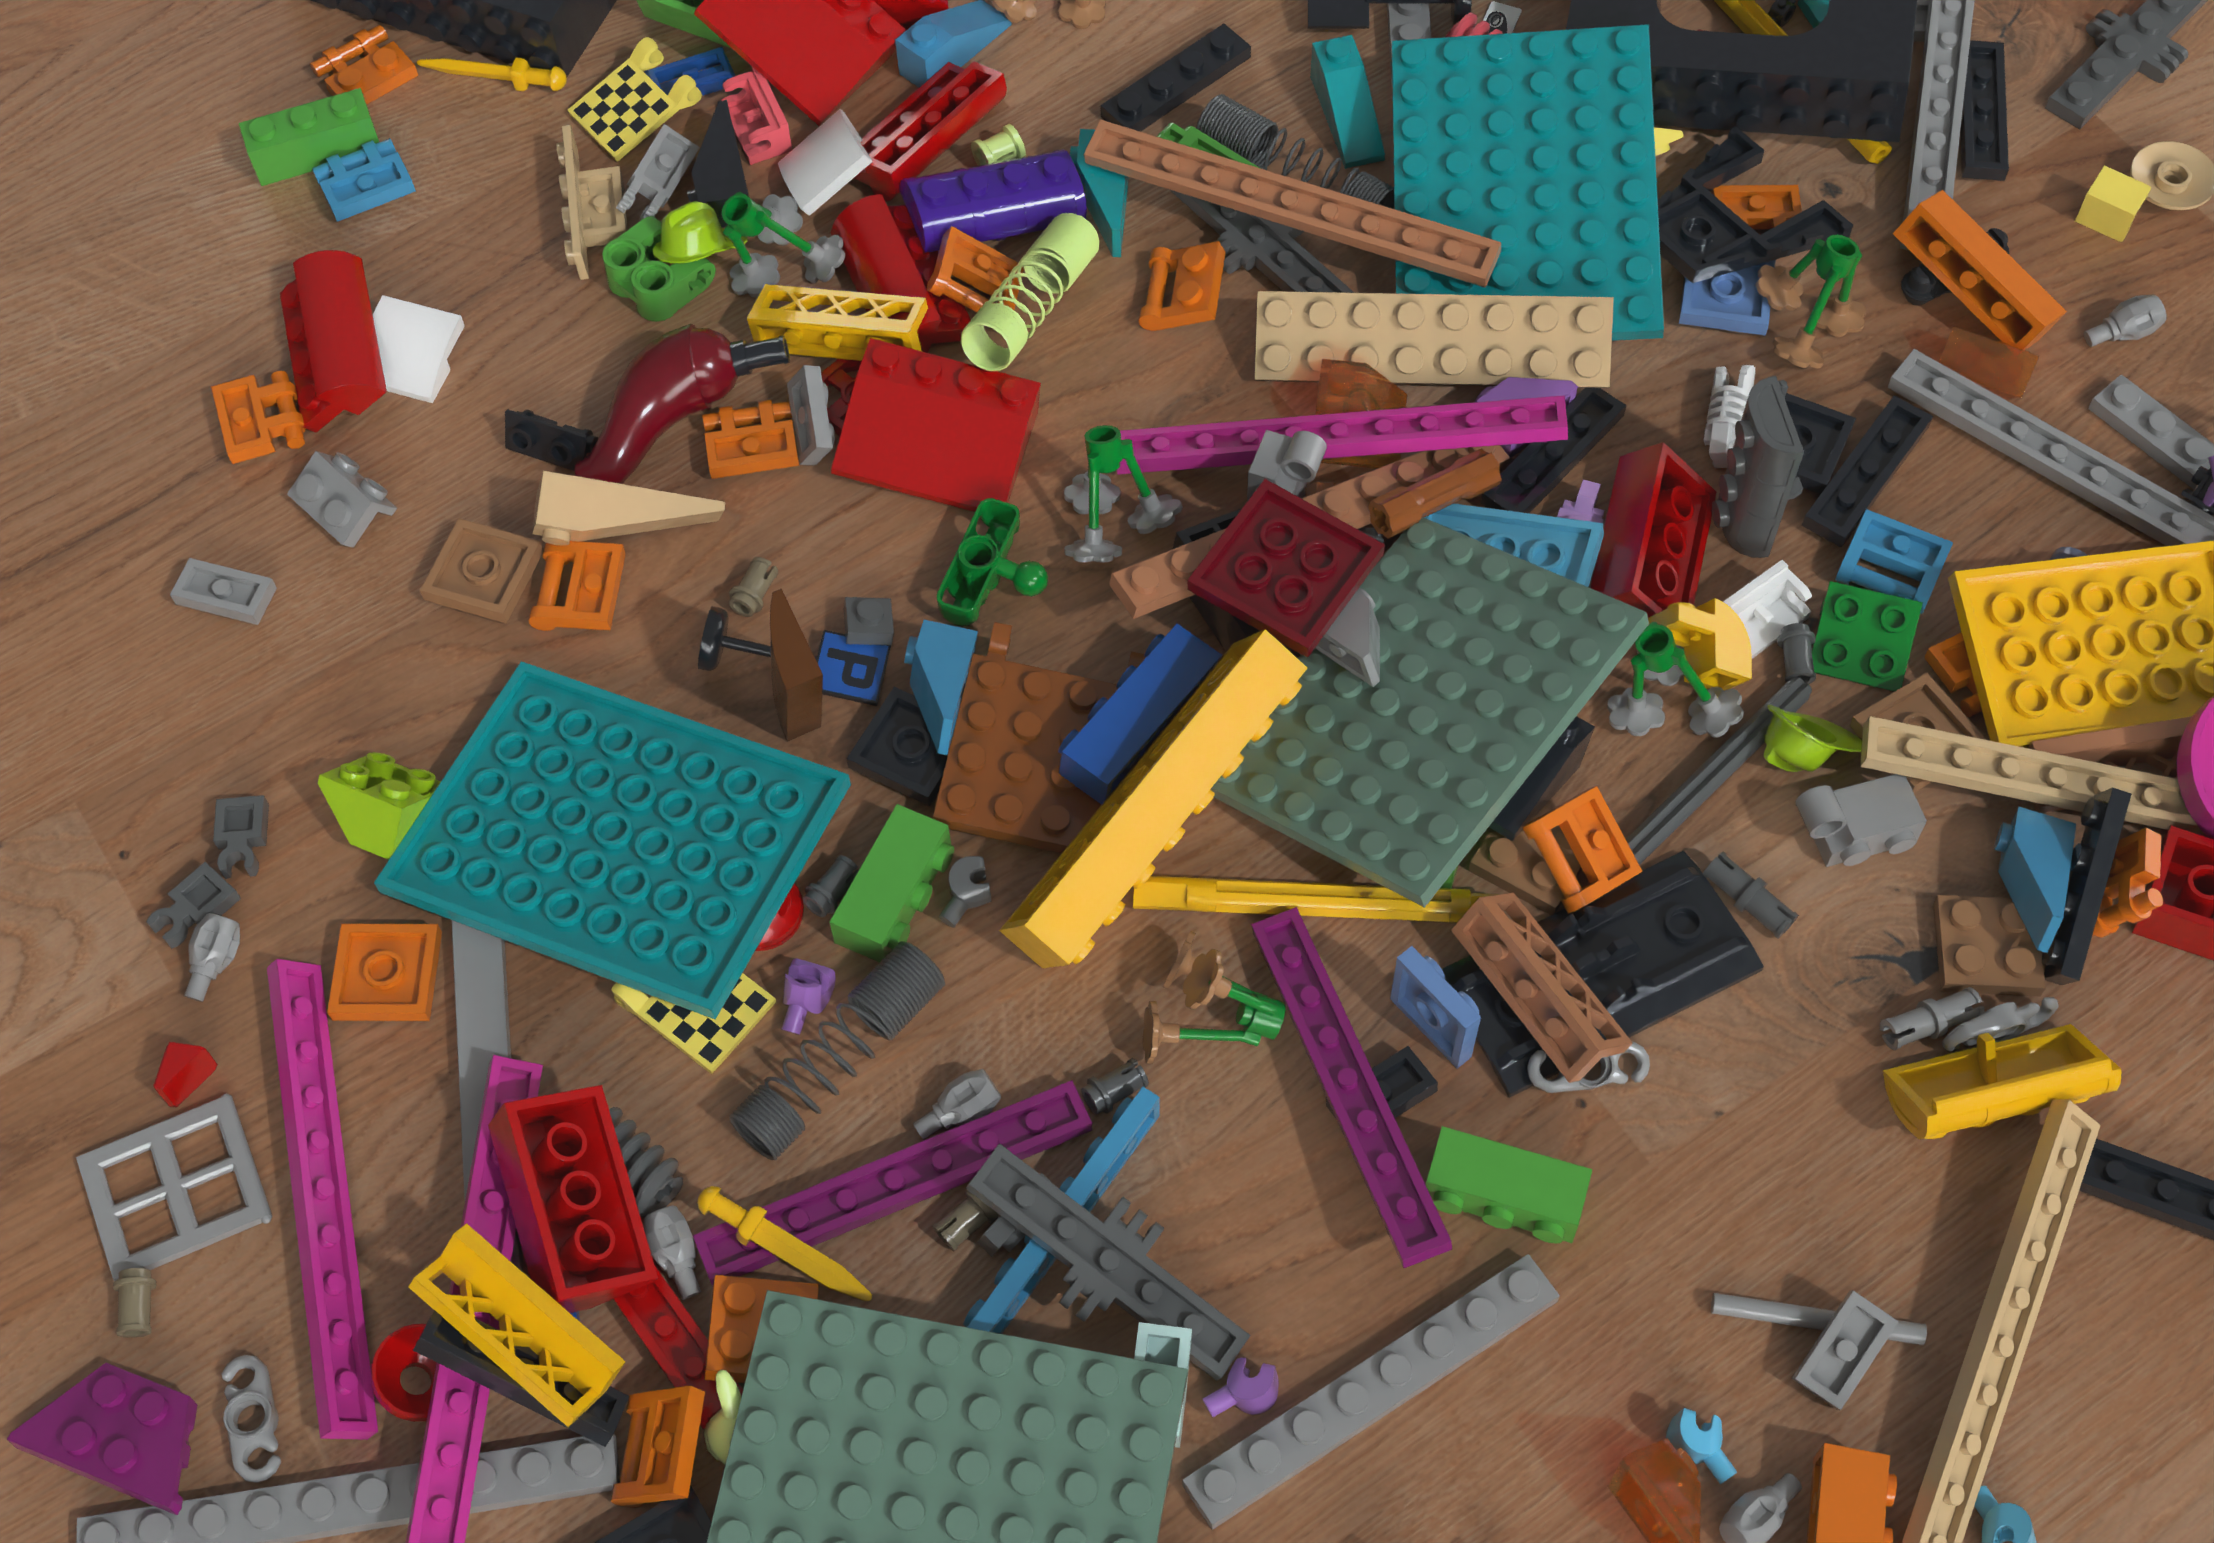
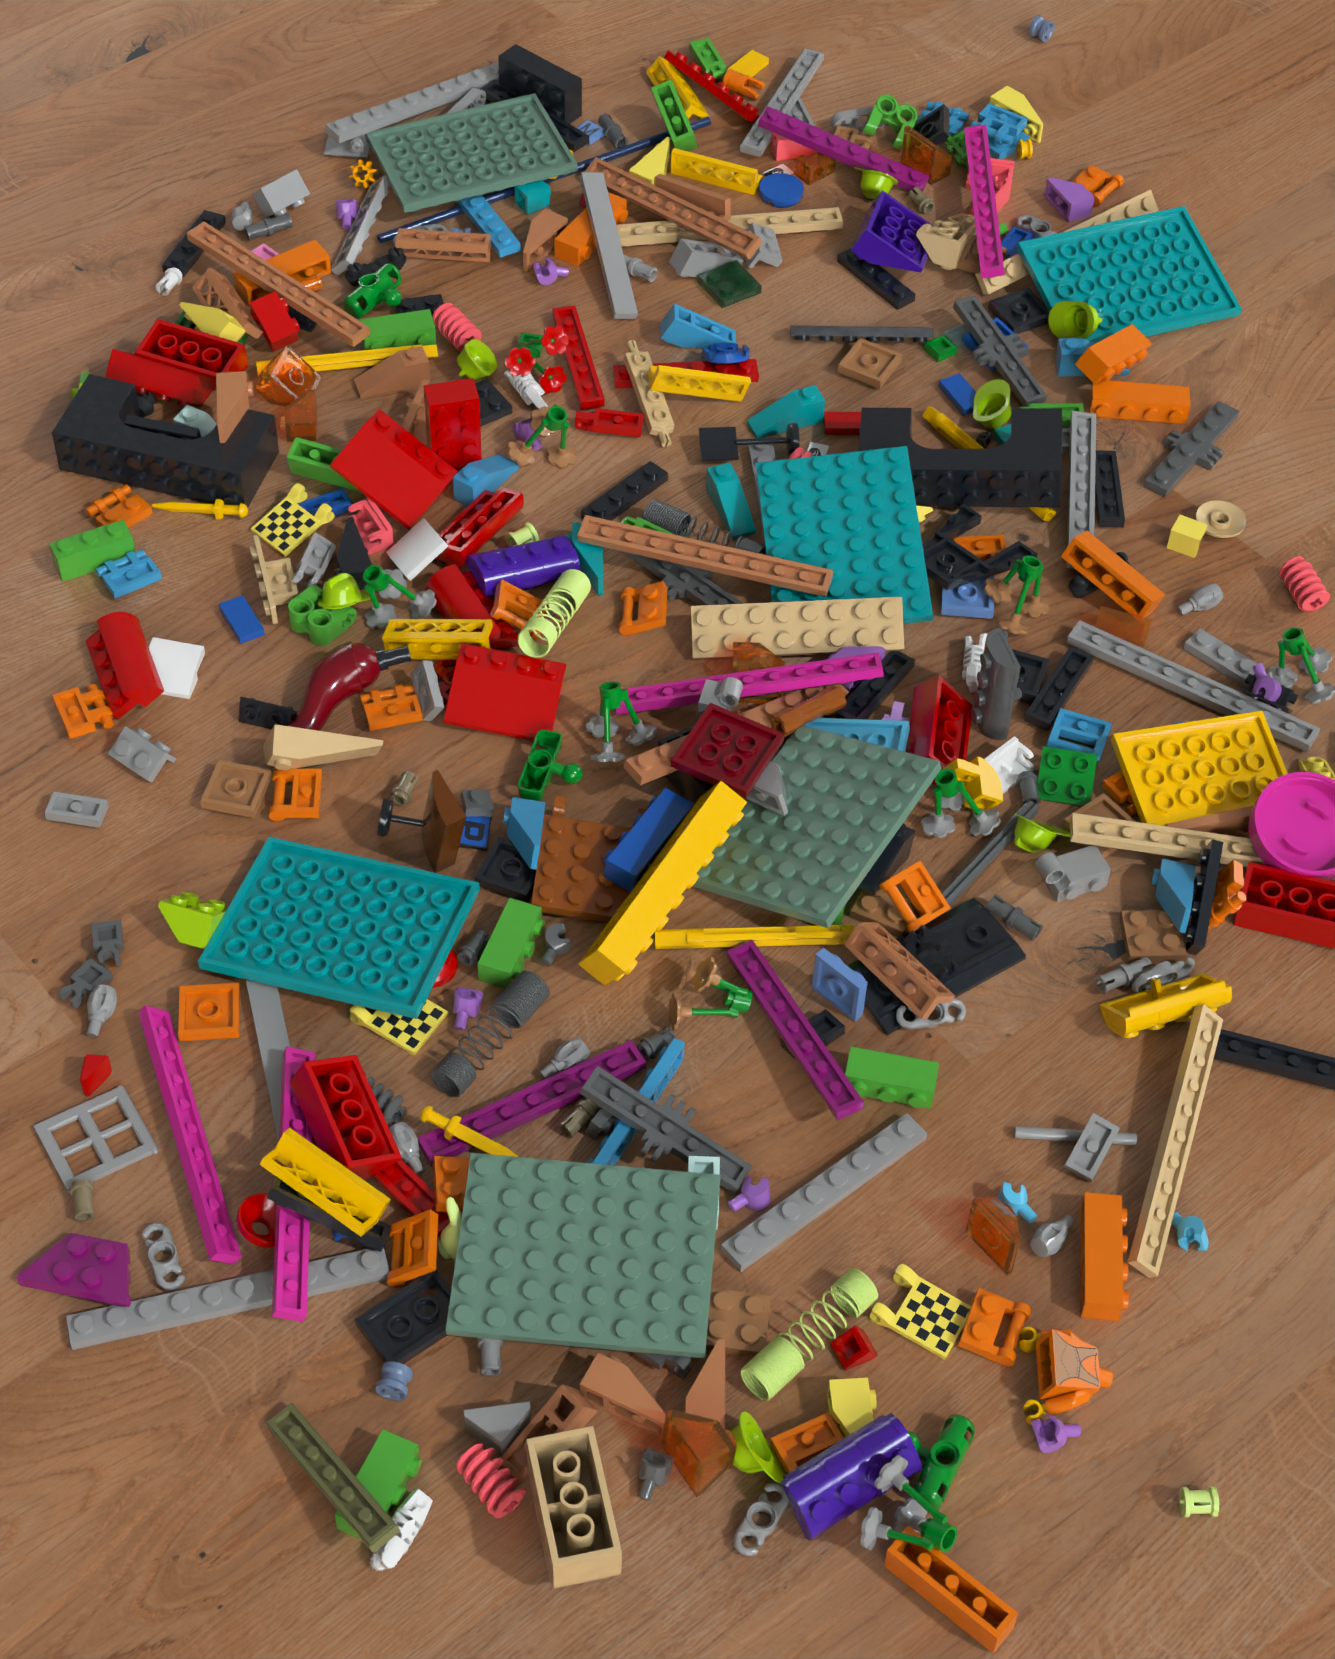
camera: 10 degrees left, 10 degrees down
(532, 268) = (241, 619): none -> blue tile

